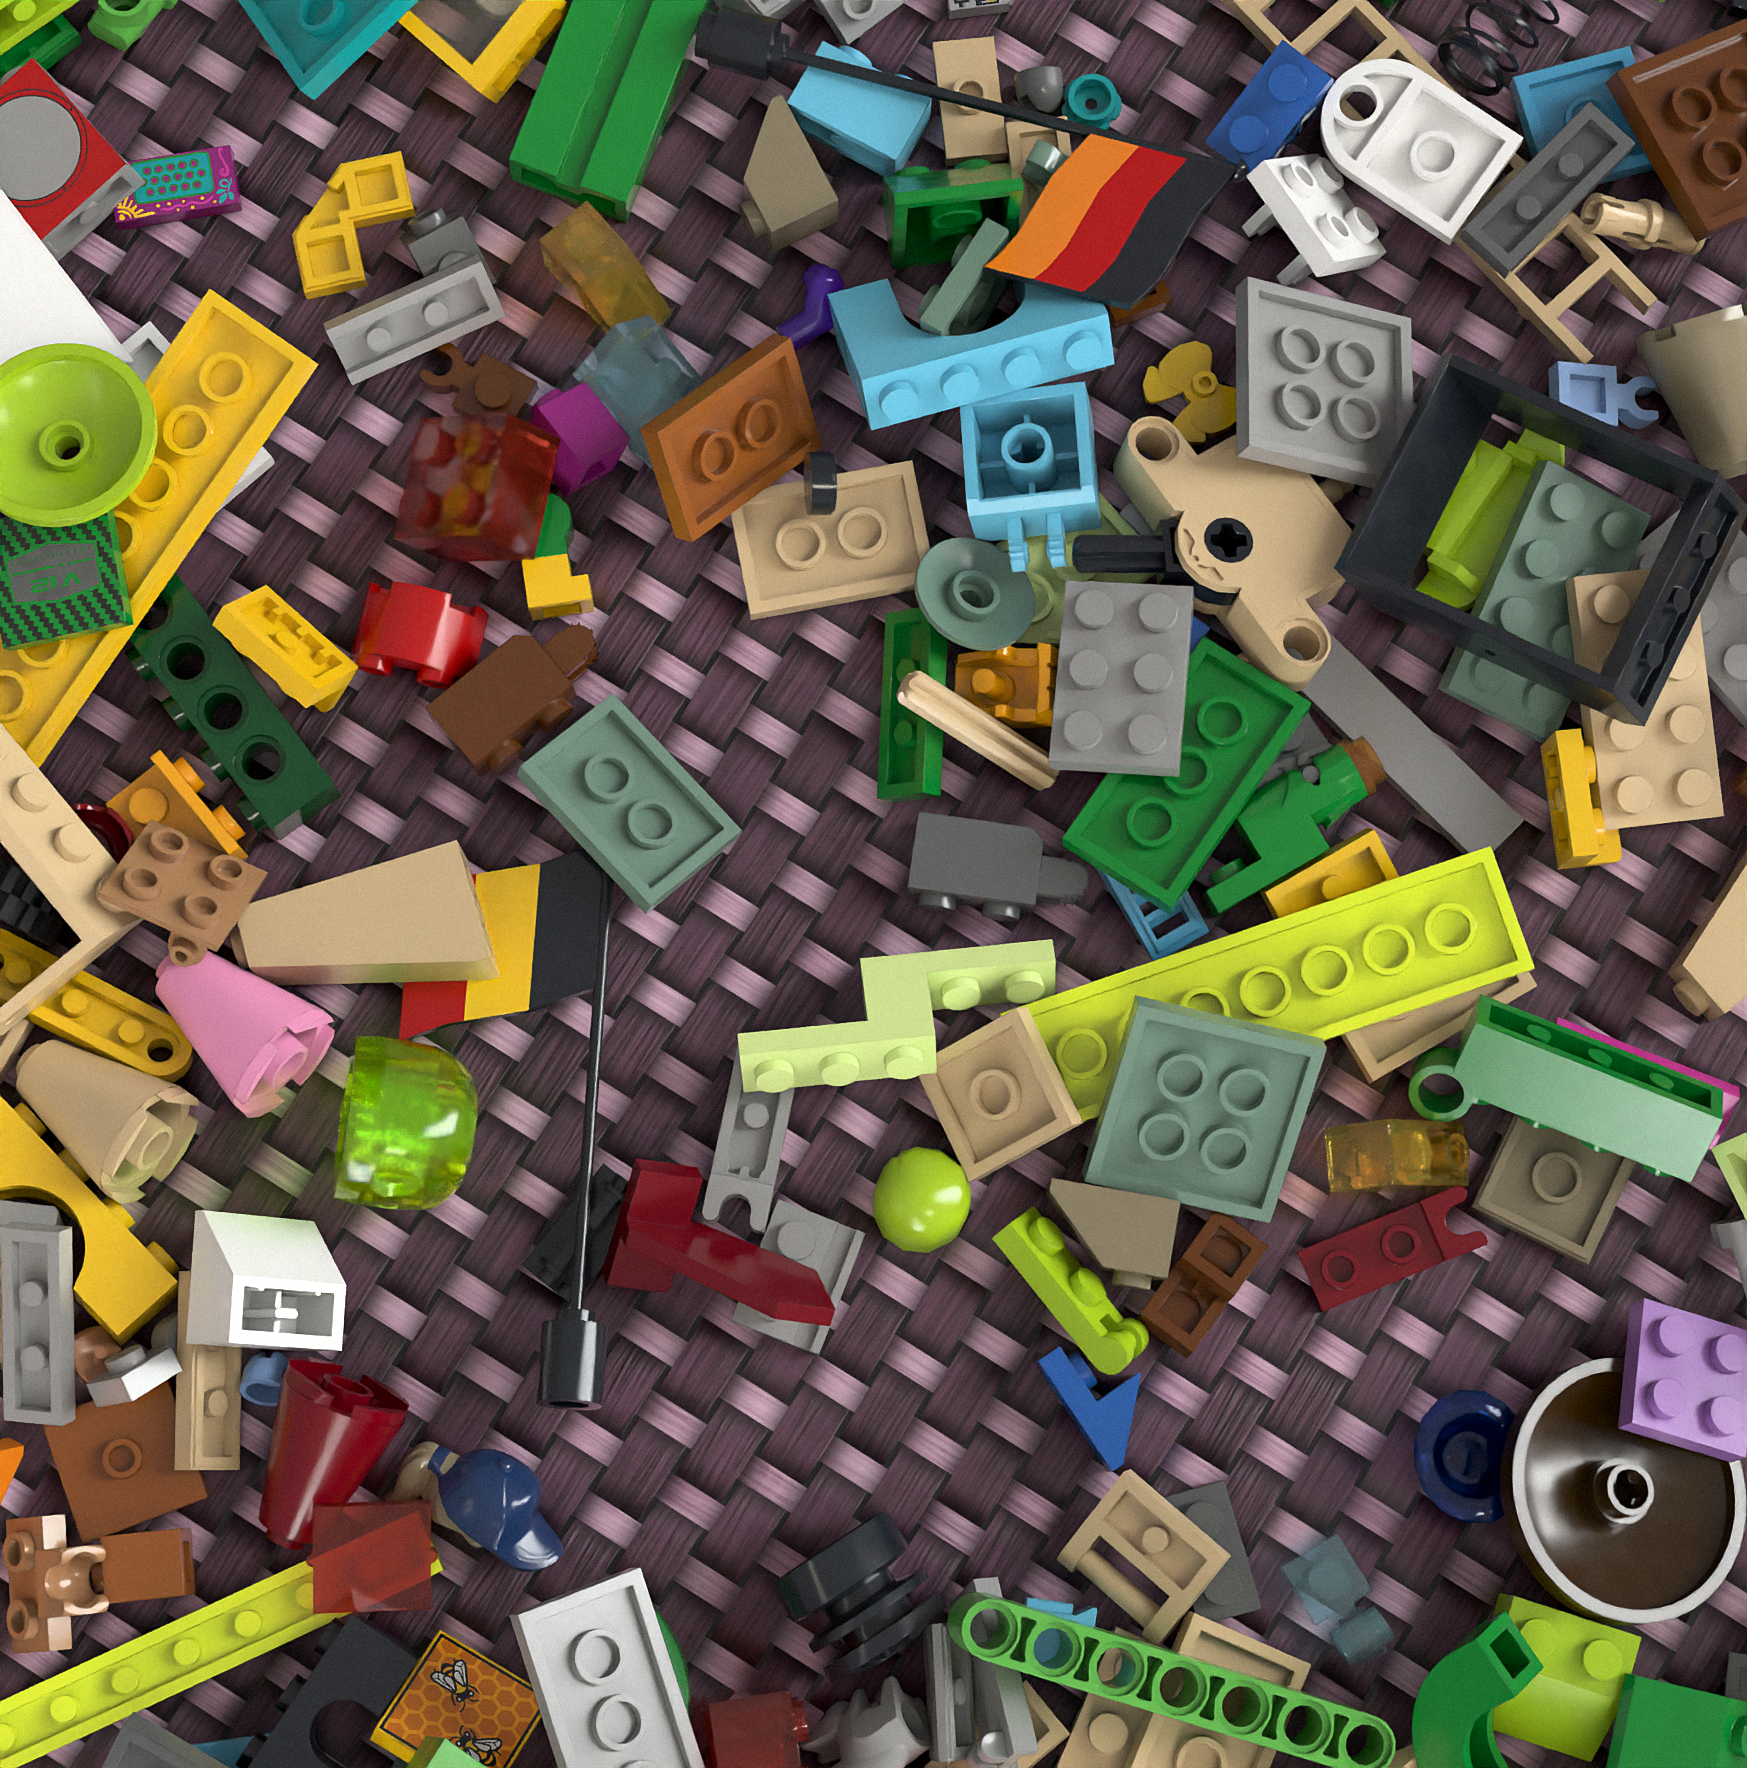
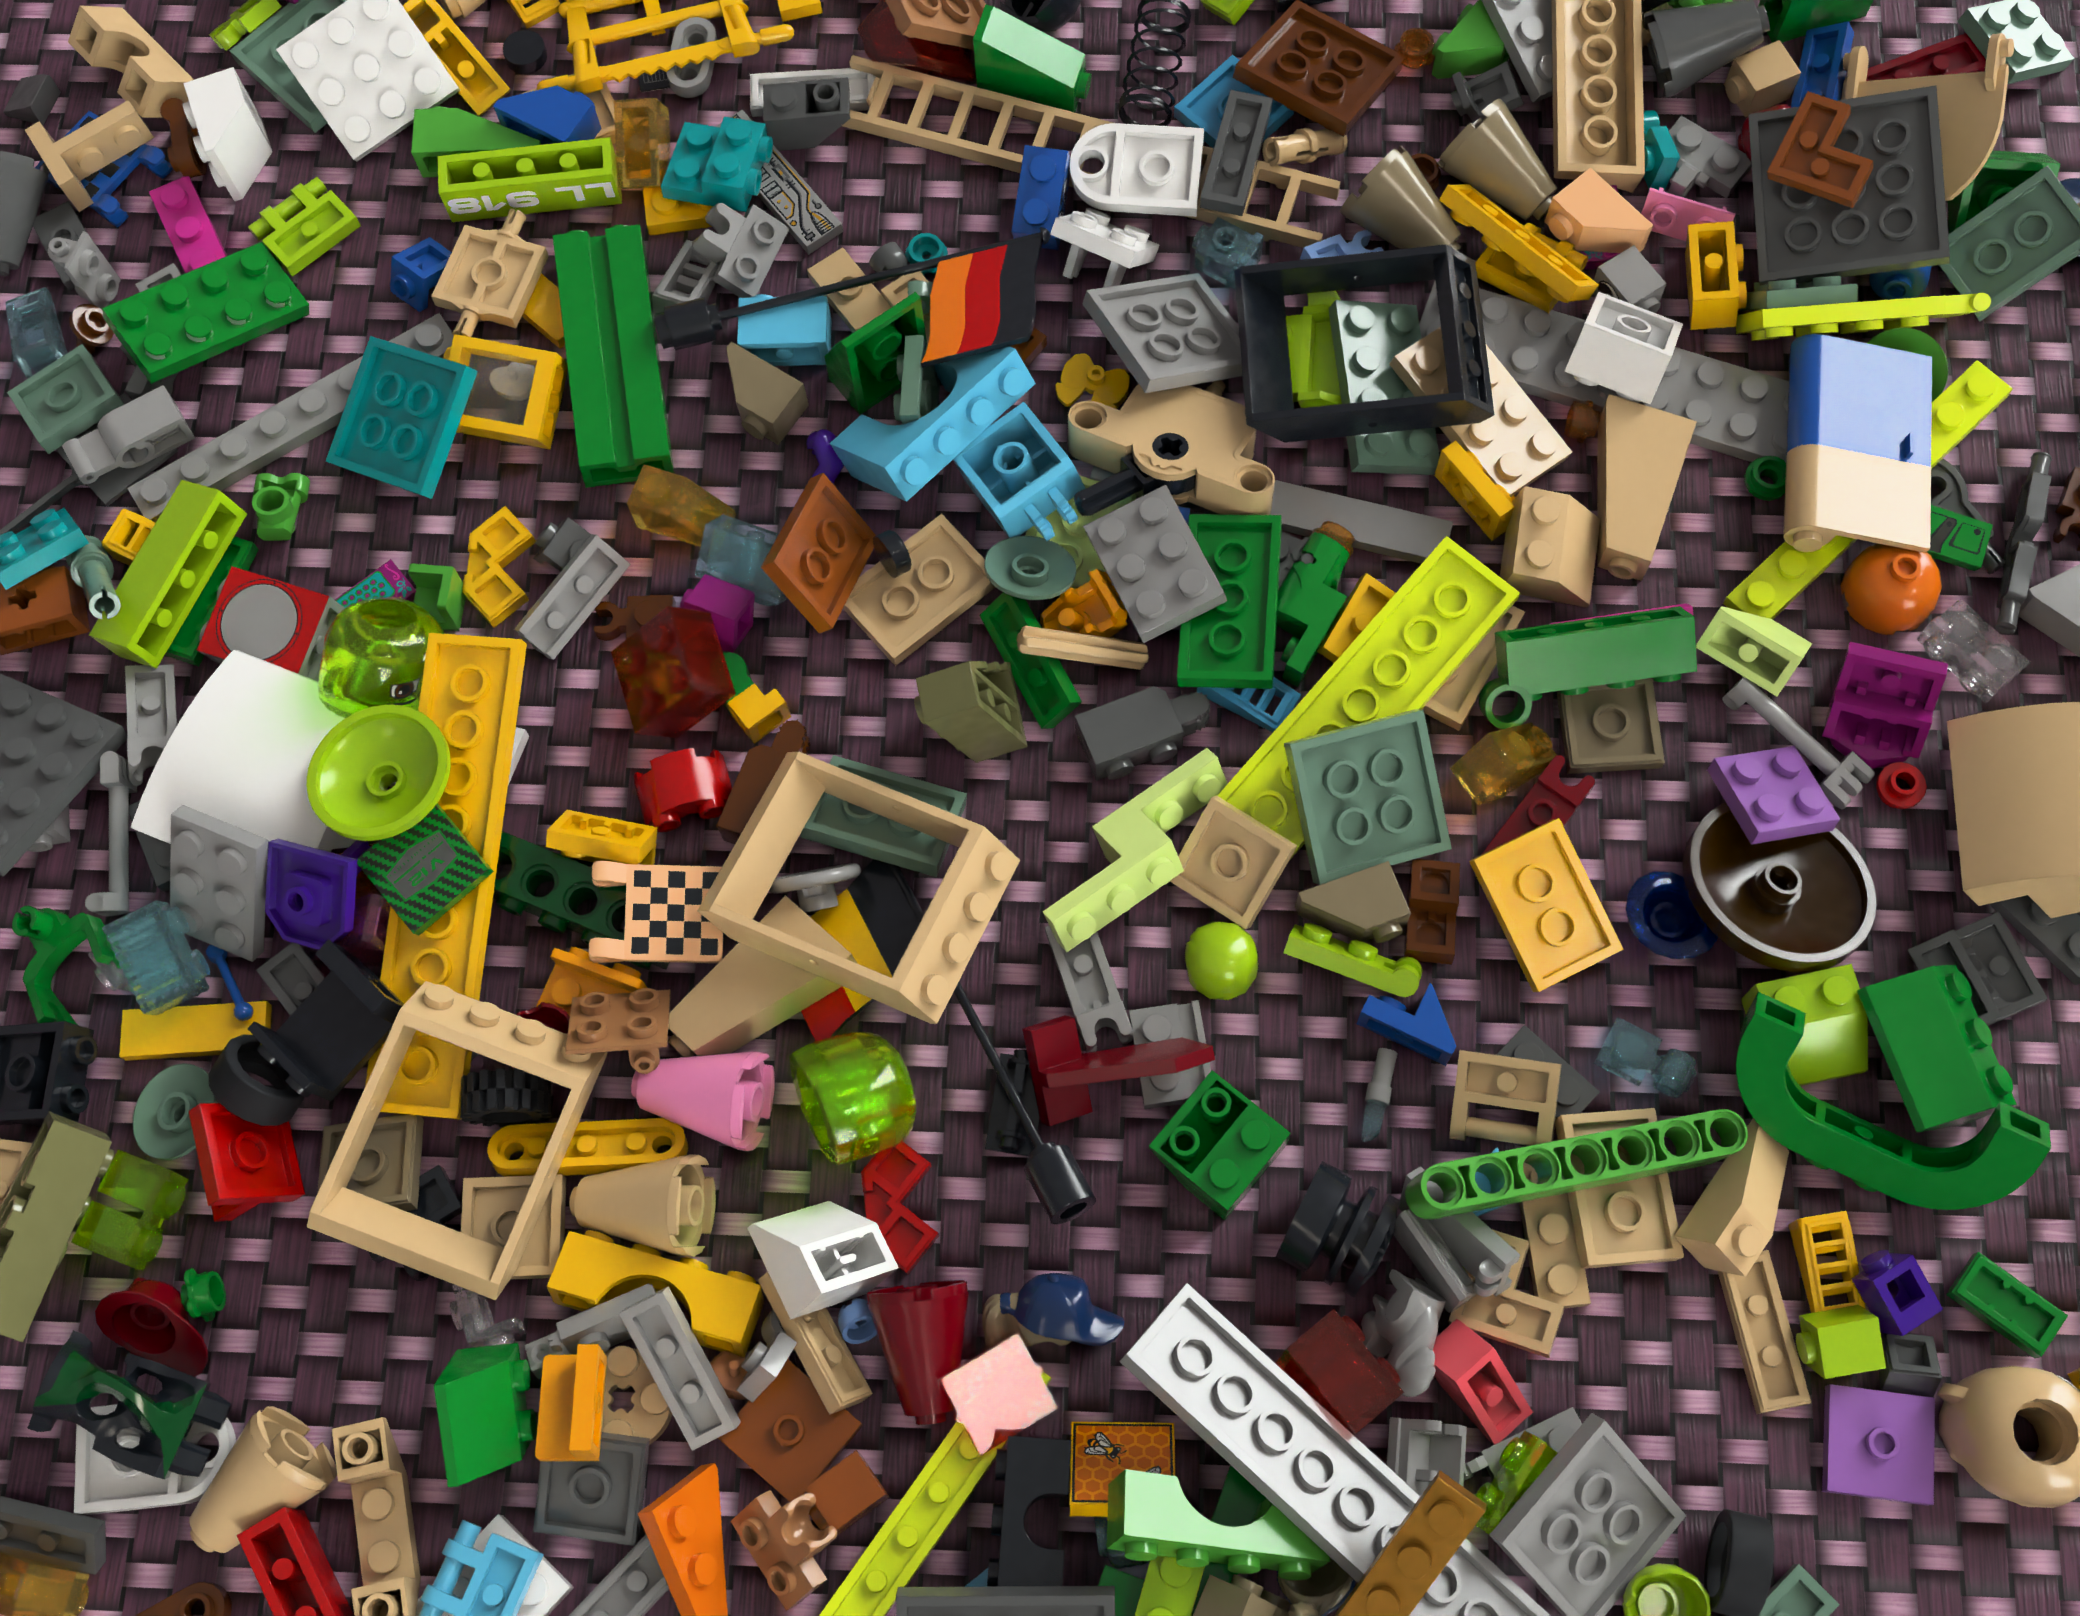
camera: 20 degrees left, 10 degrees down
(138, 278) = (375, 655): none -> clear neon green piece
(257, 228) = (439, 593): none -> bright green panel
(311, 784) = (659, 914): none -> light nougat flag
(385, 1244) = (886, 1185): none -> red tile
(501, 841) = (816, 886): none -> light grey piece
(621, 990) = (948, 928): none -> tan window
(784, 1417) = (1219, 1144): none -> green slope
(802, 734) = (973, 708): none -> olive wedge
(1007, 1461) = (1378, 1093): none -> light grey piece
(1334, 1357) = (1546, 905): none -> yellow plate
(1458, 329) = (1224, 249): none -> clear light blue brick
(1617, 924) = (1550, 547): none -> tan slope

